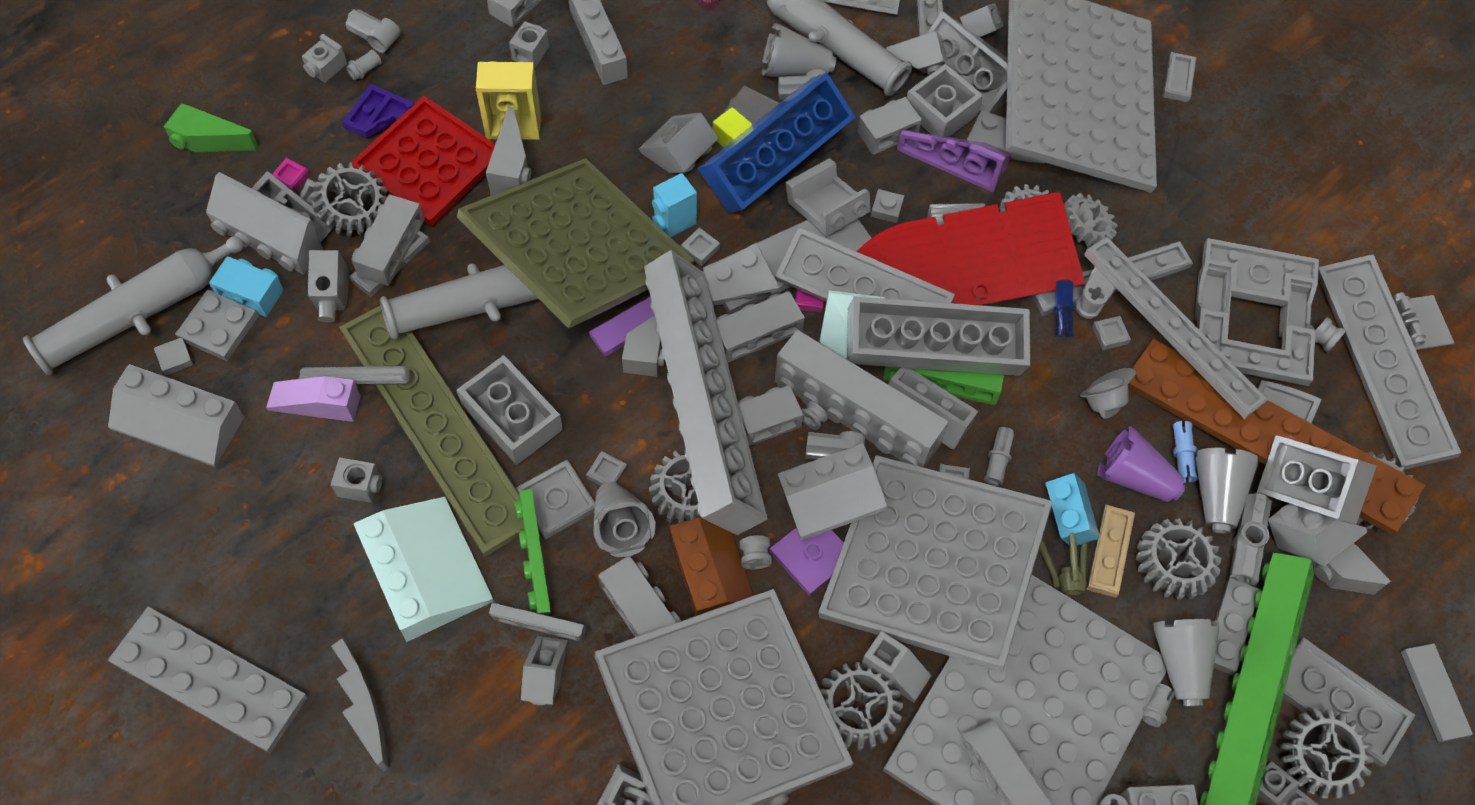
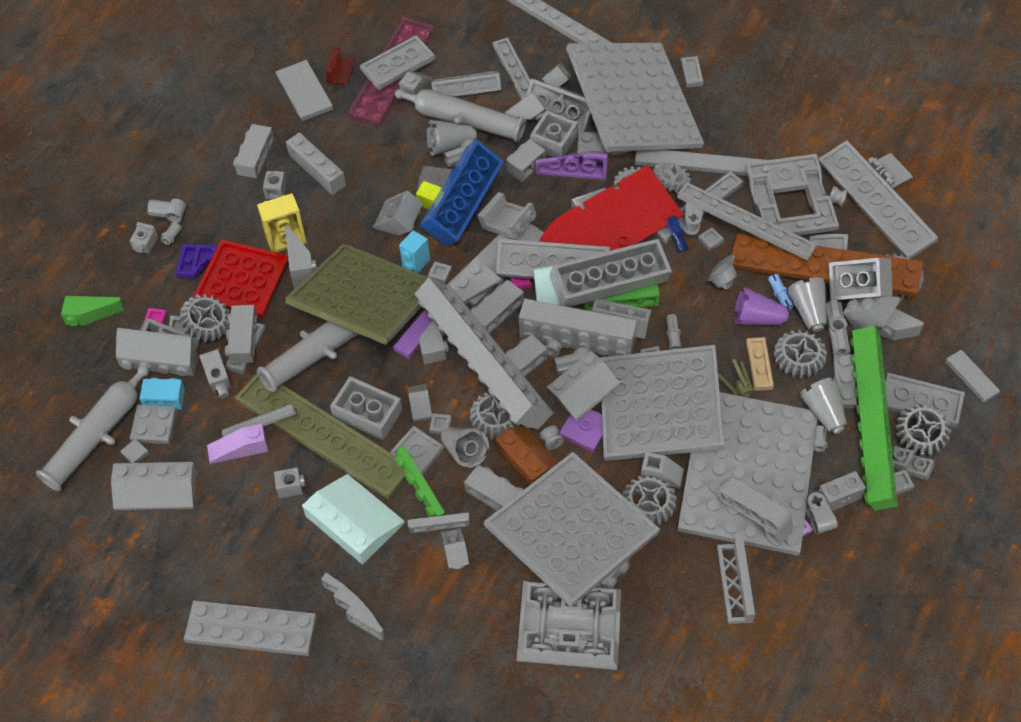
camera: 15 degrees left, 5 degrees down
(590, 426) = (419, 402): none -> light grey slope
(887, 206) = (544, 209): light grey plate -> none
(1072, 509) = (728, 346): medium azure brick -> none
(1134, 209) = (695, 161): none -> light grey tile

